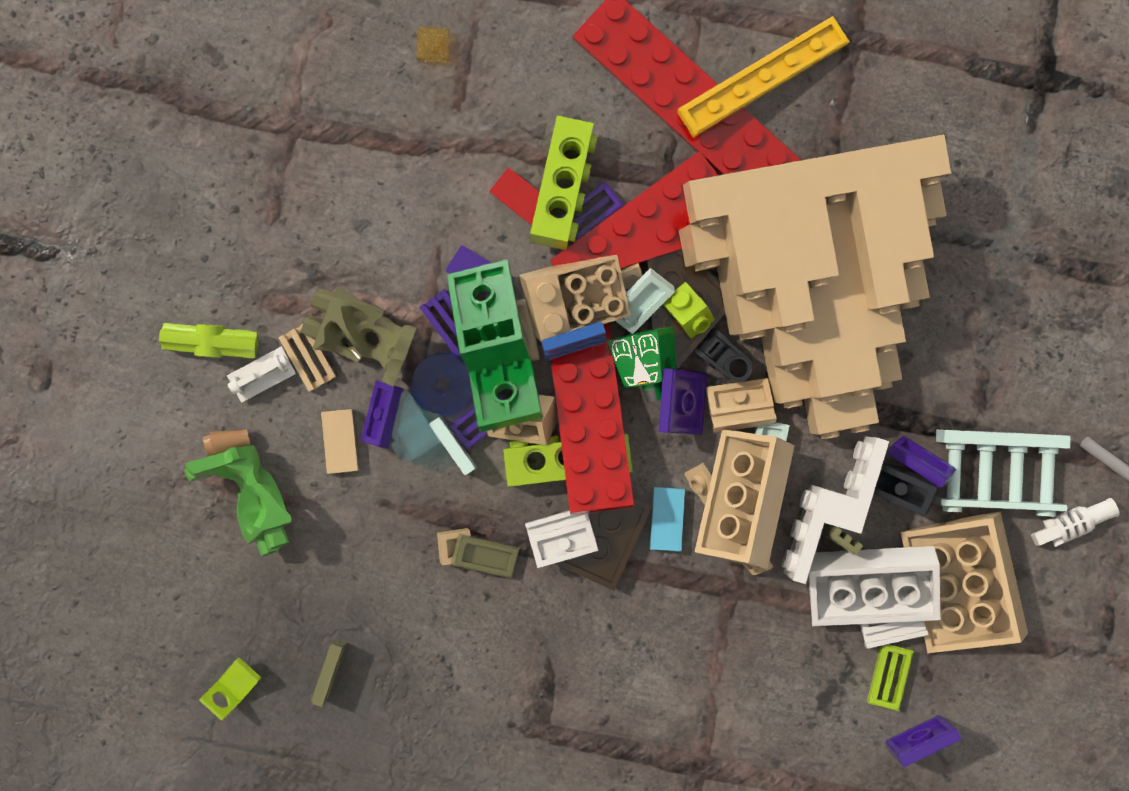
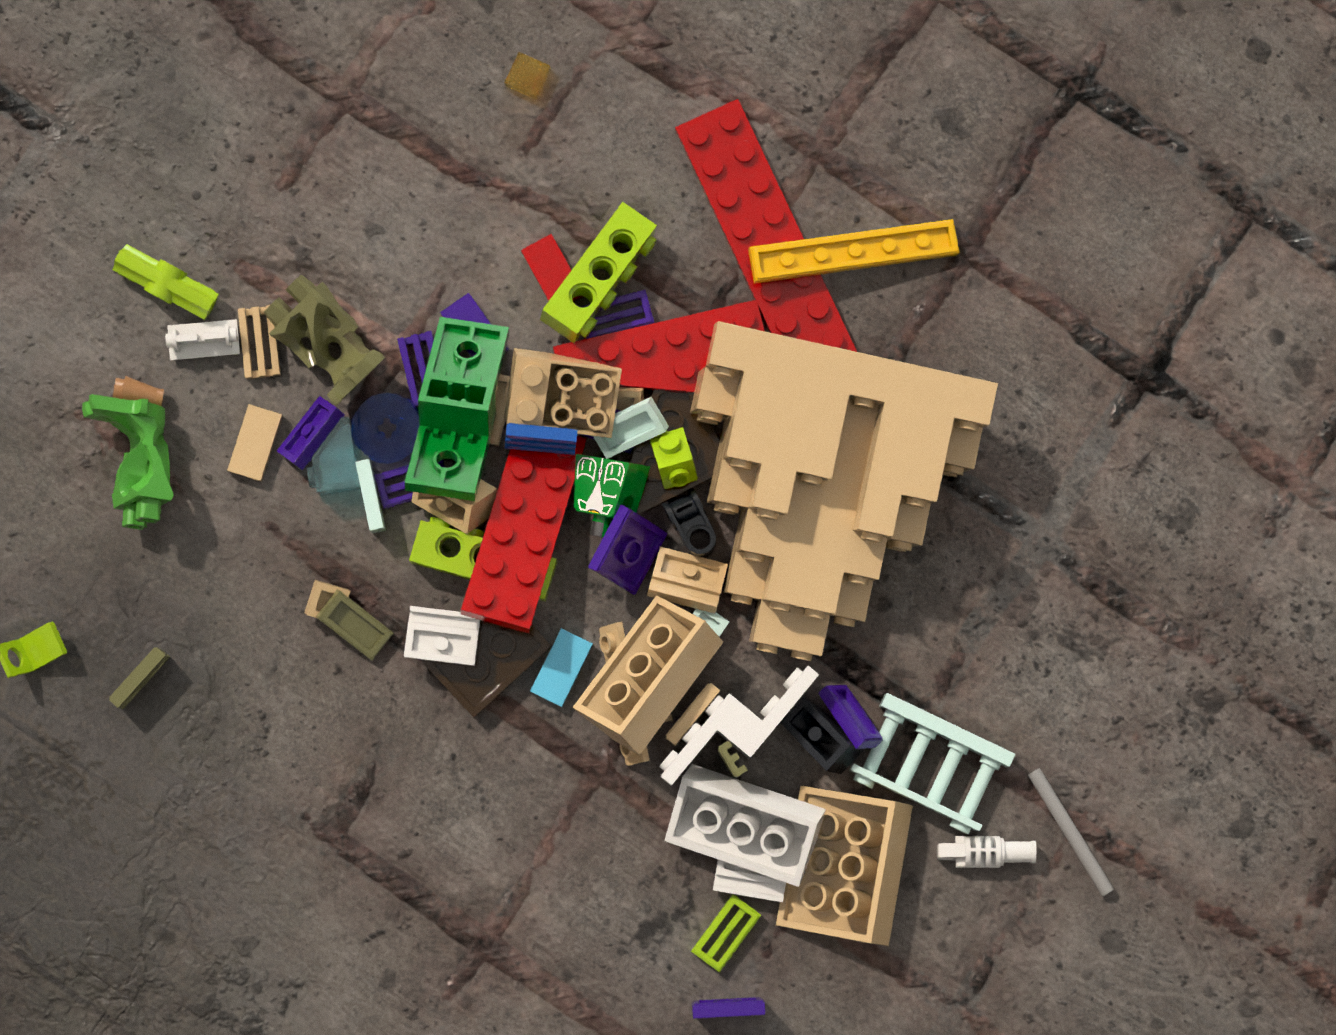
camera: 15 degrees right, 5 degrees down
(790, 513) = (692, 713): none -> tan tile

